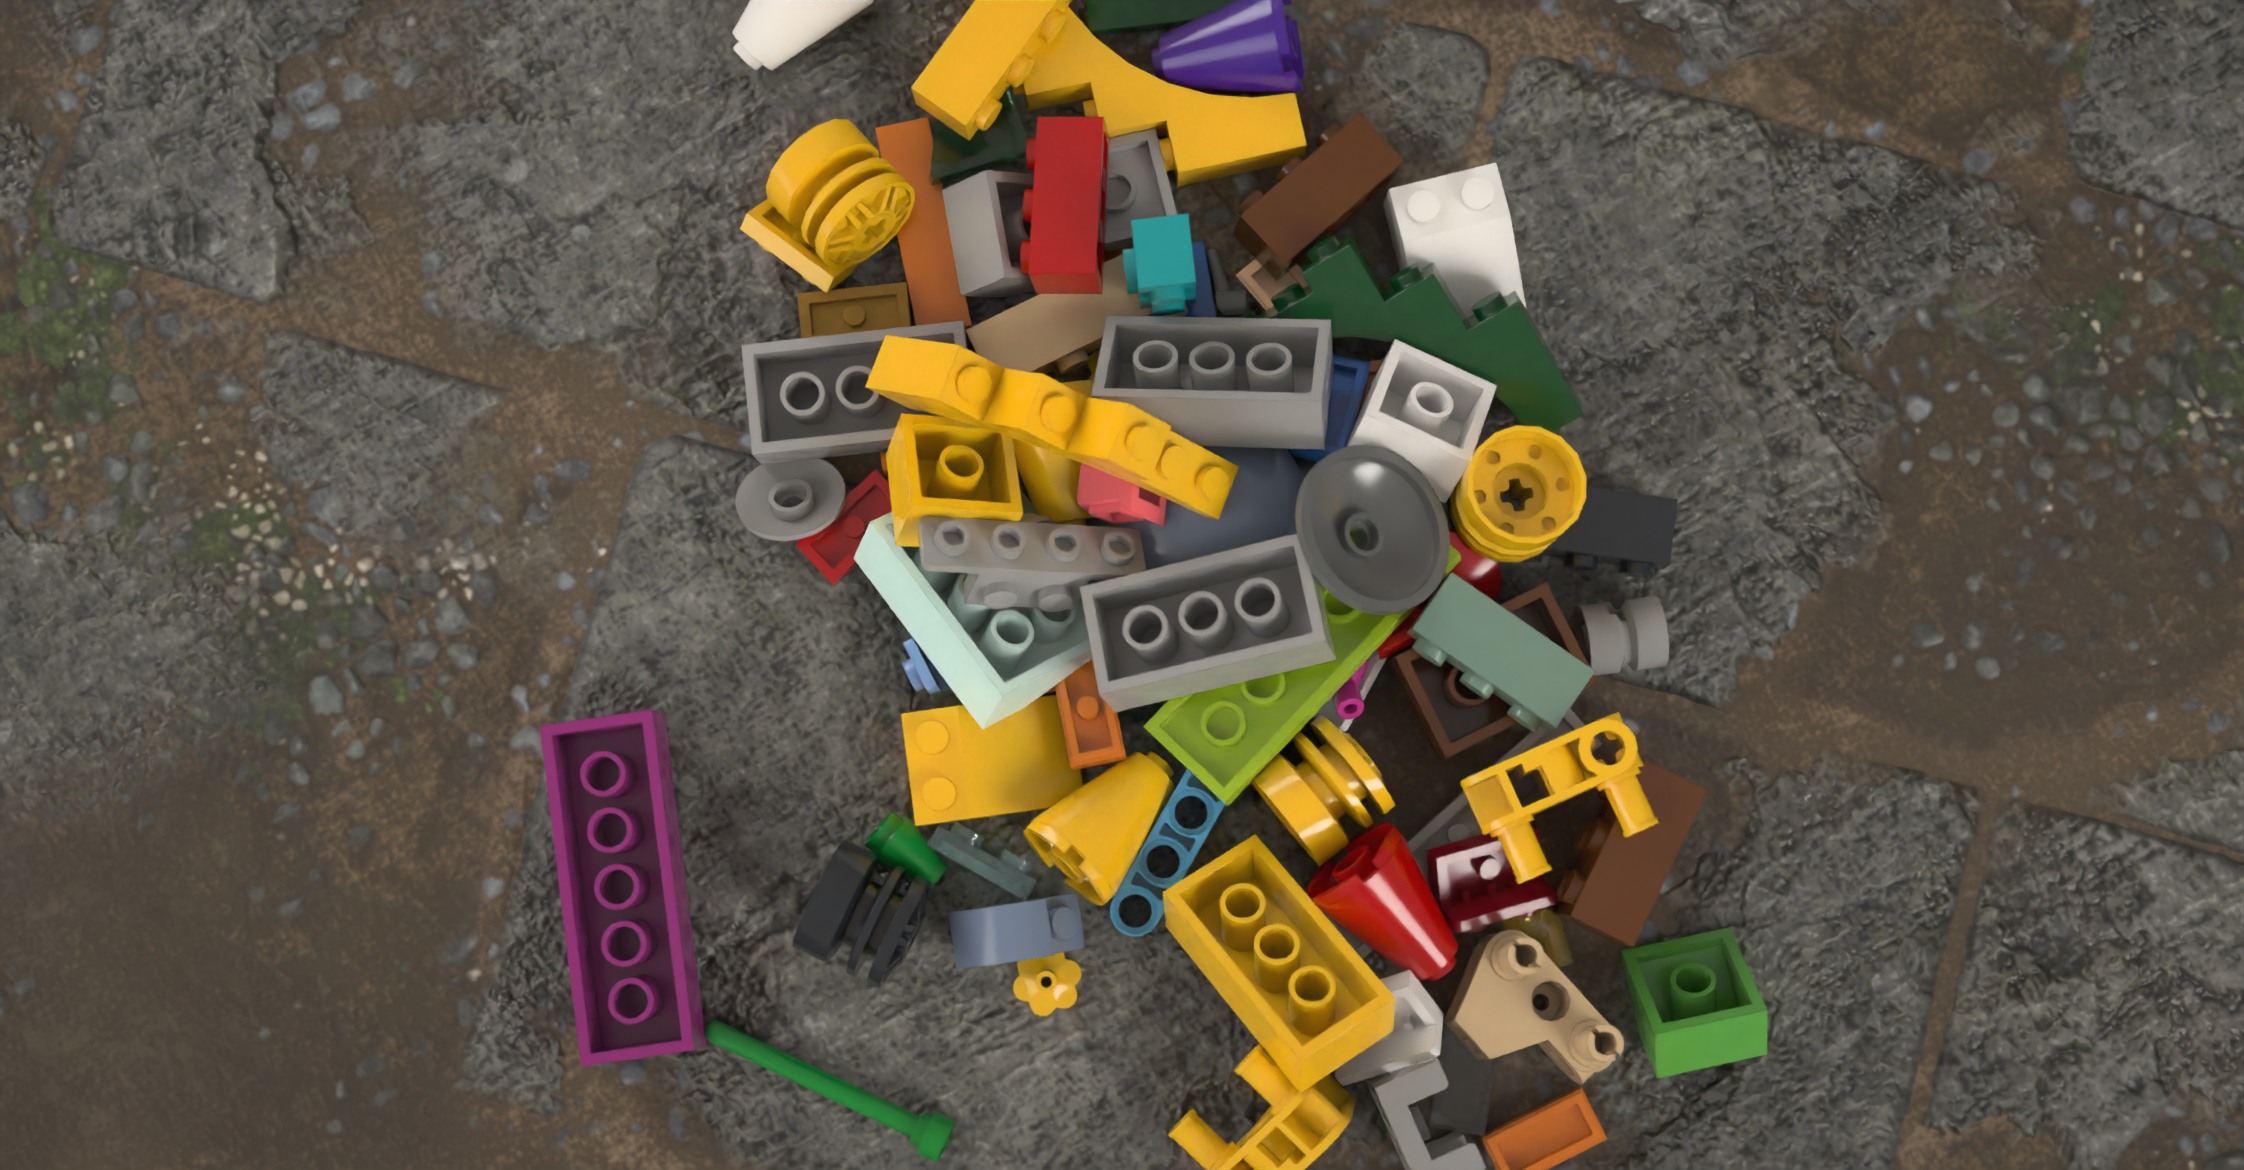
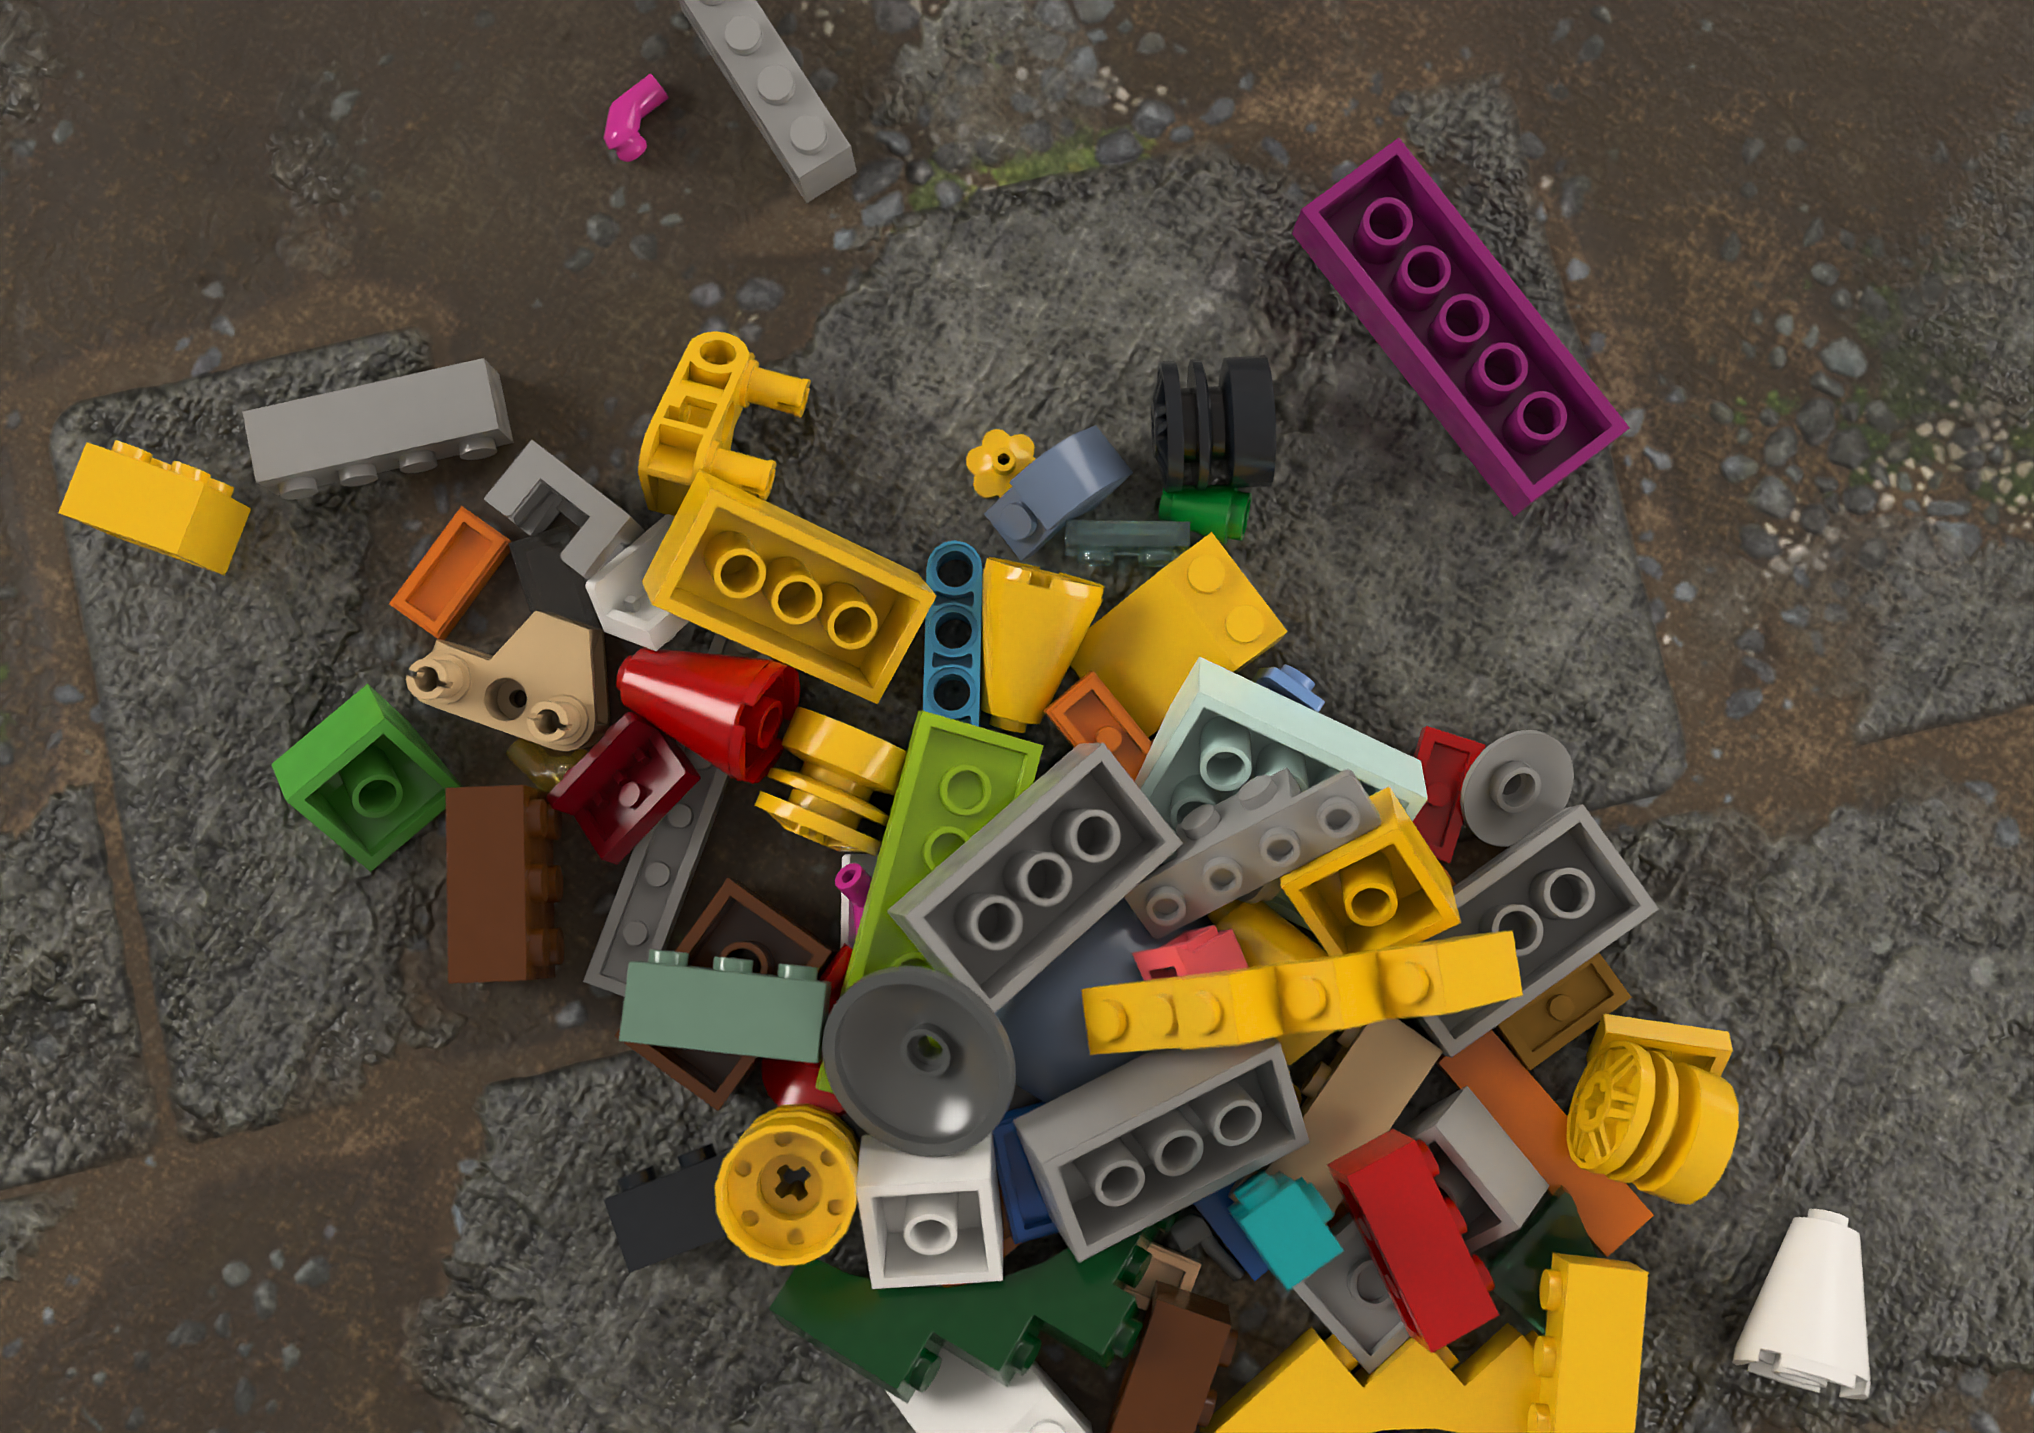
camera: 150 degrees right, 0 degrees up
(925, 1131) = (1039, 263): green piece -> none
(1561, 772) = (597, 922): yellow piece -> none
(1624, 635) = (610, 1106): light grey wheel -> none

